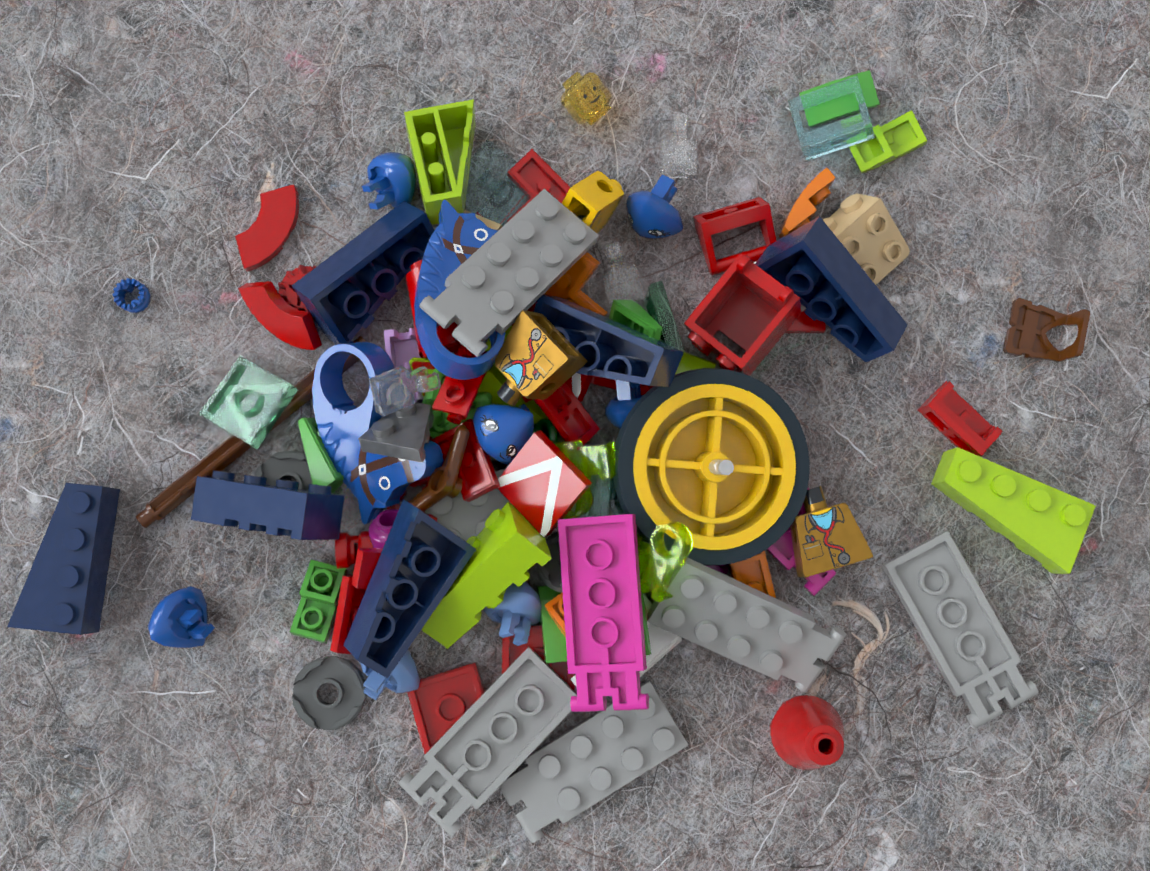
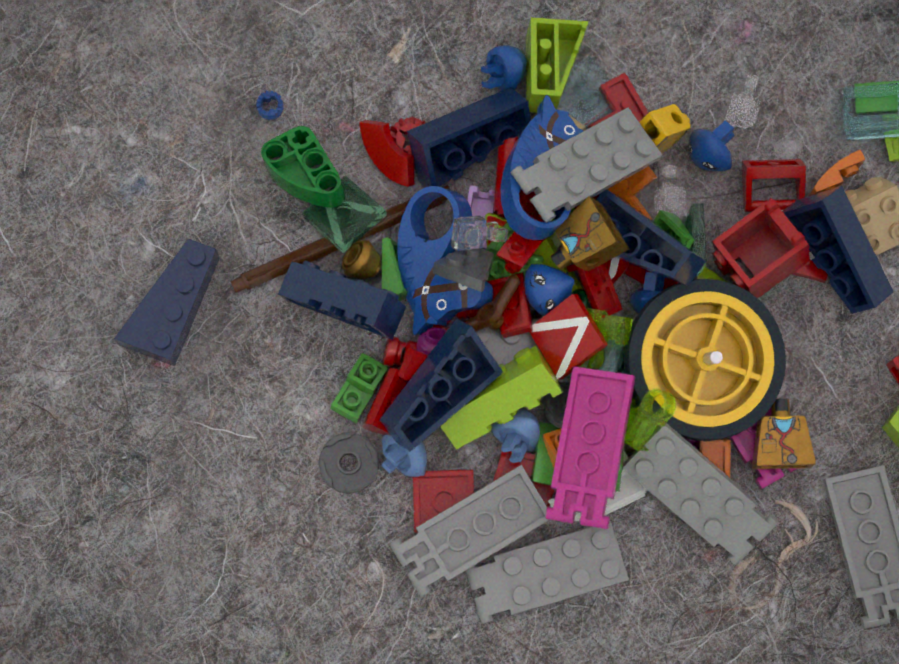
camera: 10 degrees right, 5 degrees down
(169, 356) = (294, 169): none -> green beam
(181, 619) = (248, 371): blue piece -> none
(271, 229) = (396, 81): red tile -> none
(279, 453) = (361, 260): none -> pearl gold cone
(585, 98) = (679, 43): clear yellow head -> none
(807, 733) = (717, 600): red cone -> none

